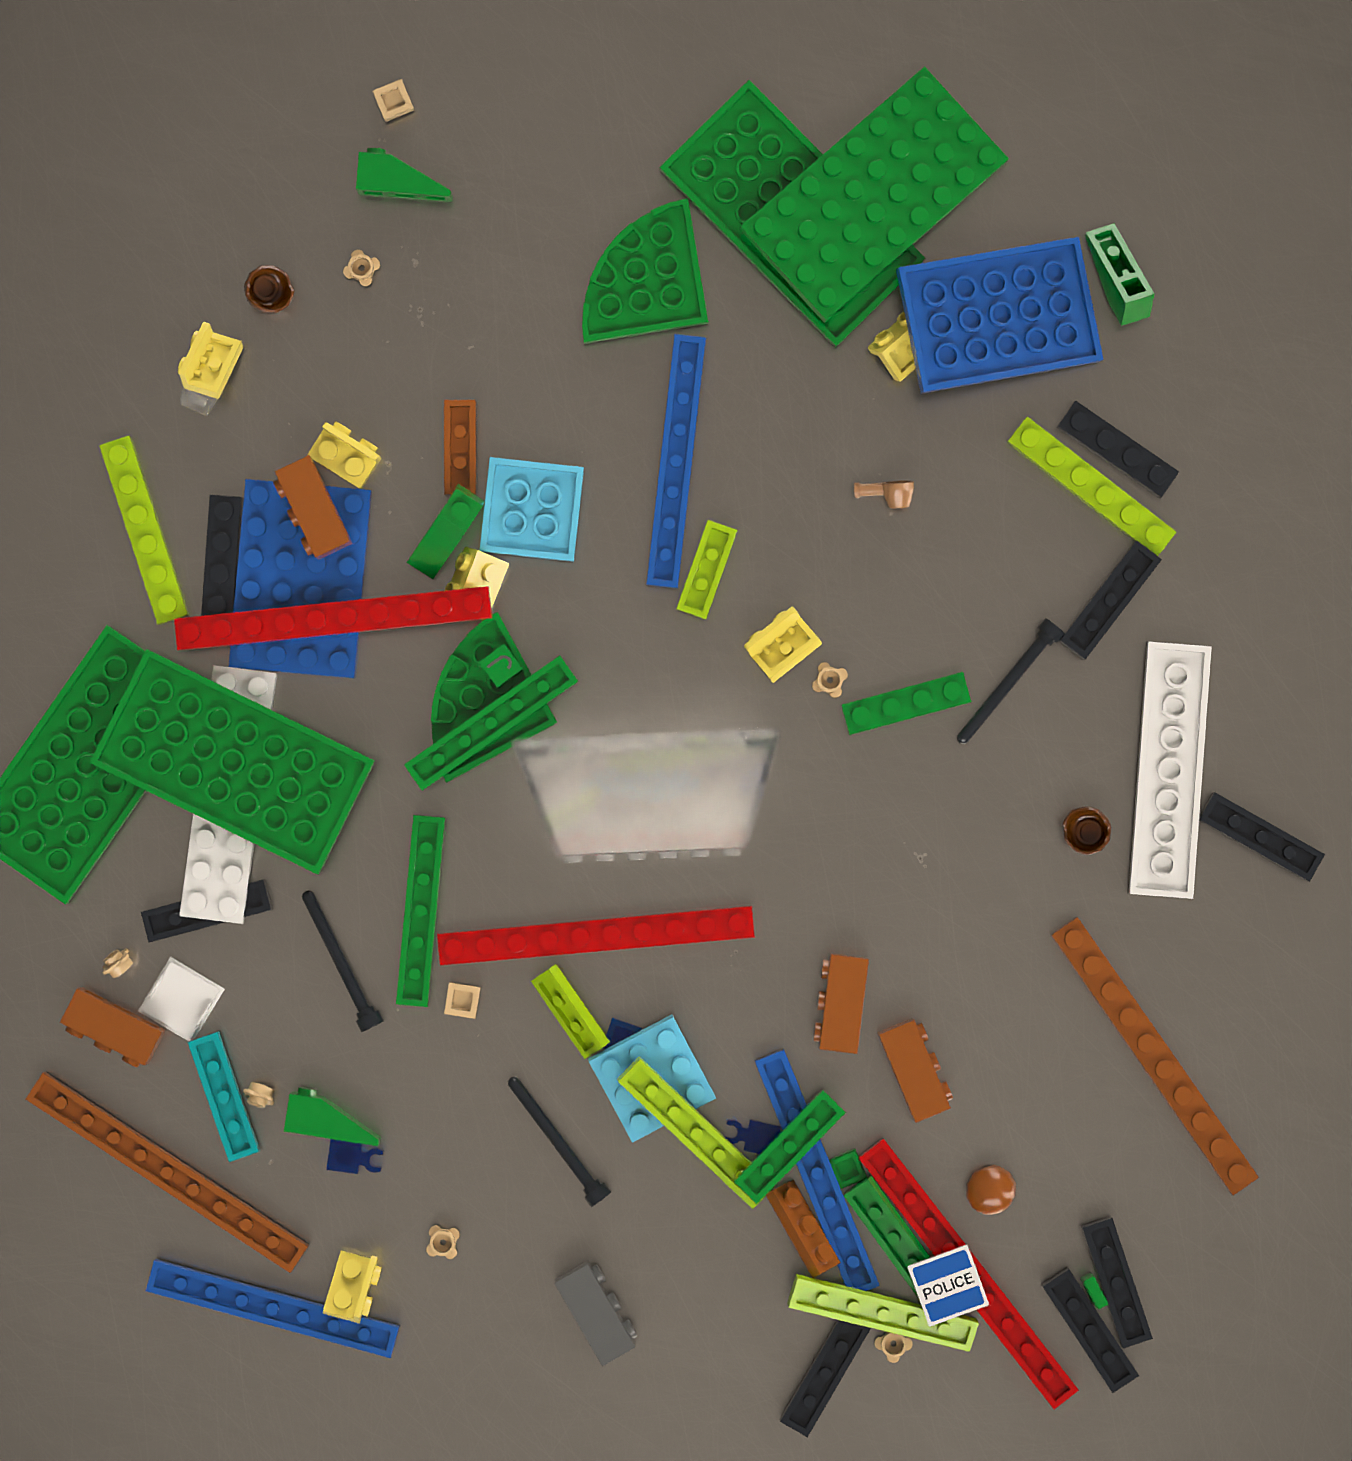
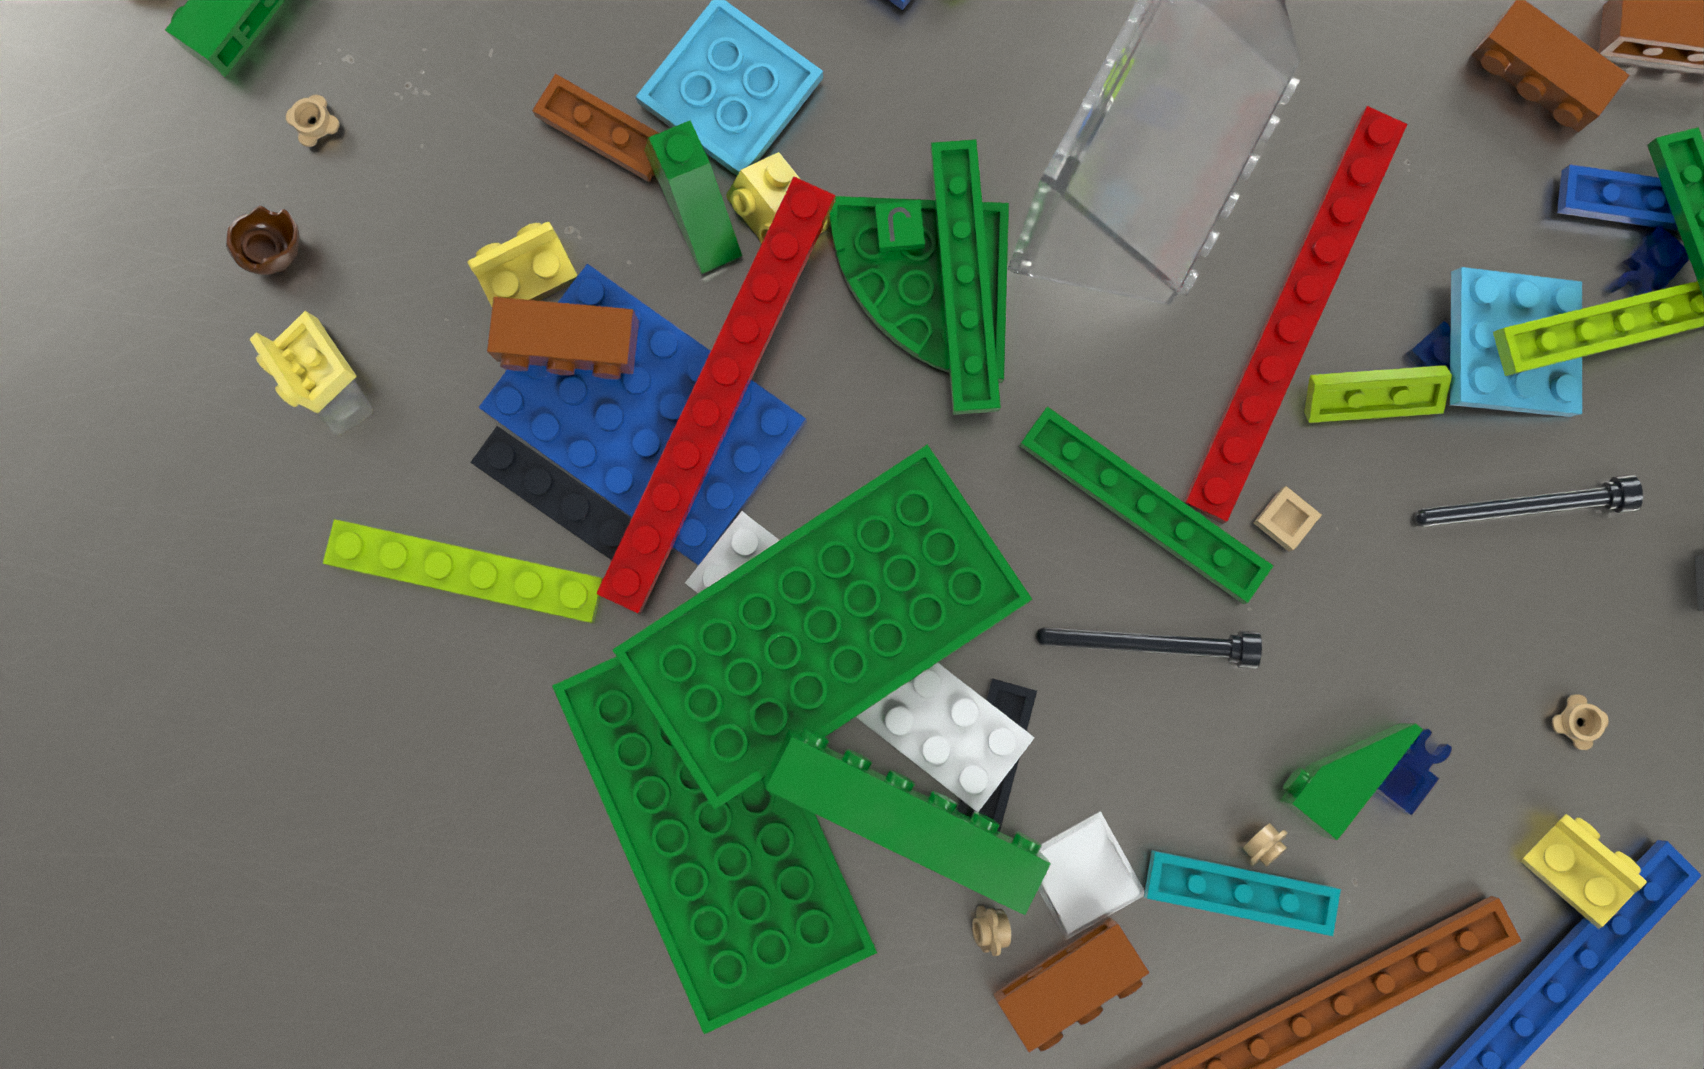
camera: 60 degrees left, 5 degrees down
(147, 875) = (907, 821): none -> green brick

